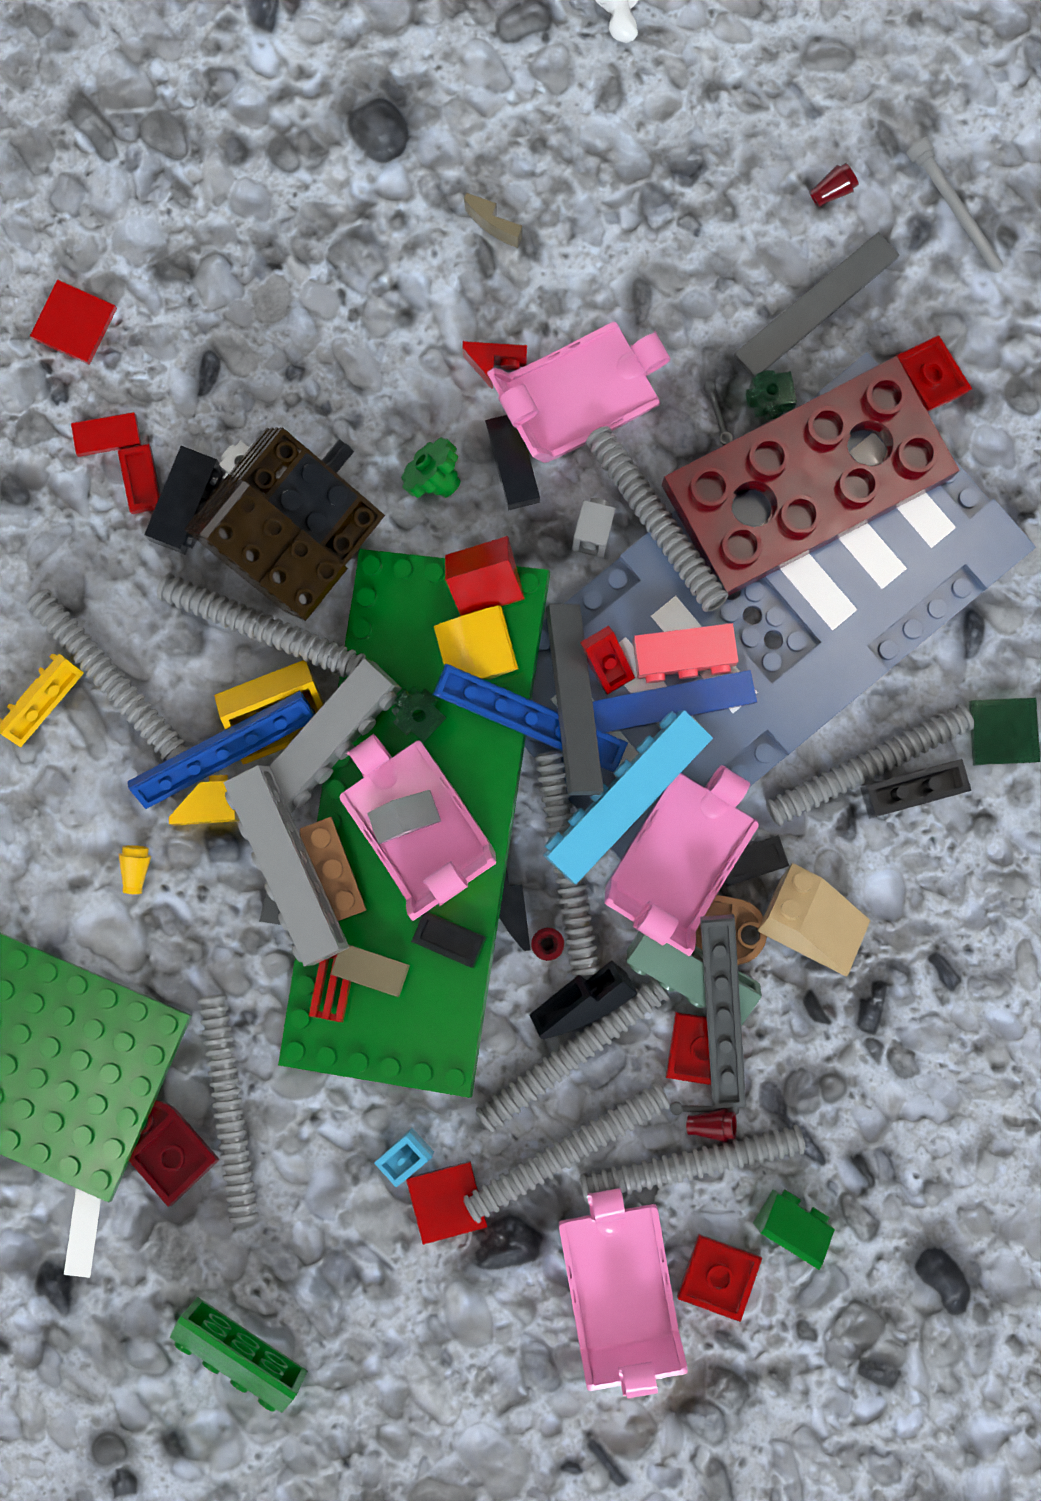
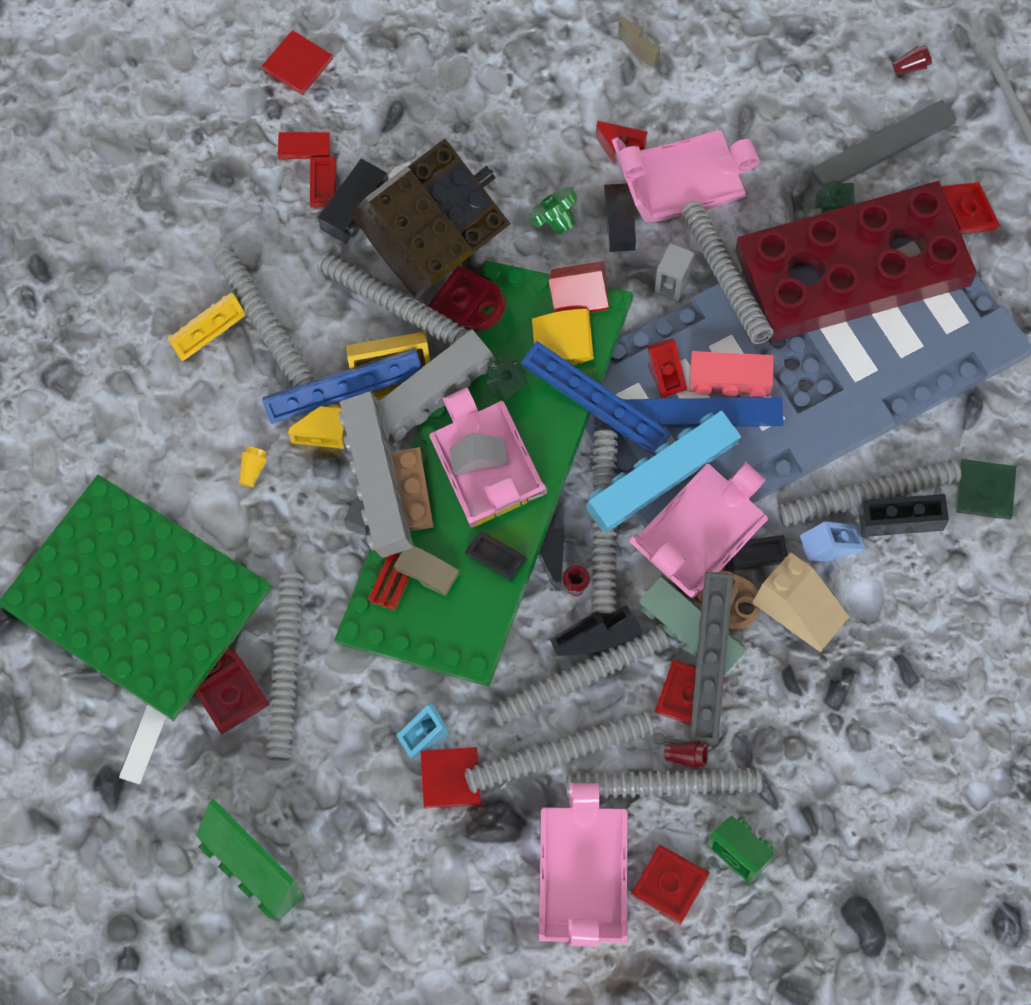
camera: 15 degrees right, 15 degrees down
(351, 613) = (467, 298): none -> dark red plate
(574, 700) = (633, 391): dark grey tile -> none
(837, 834) = (831, 541): none -> light blue slope

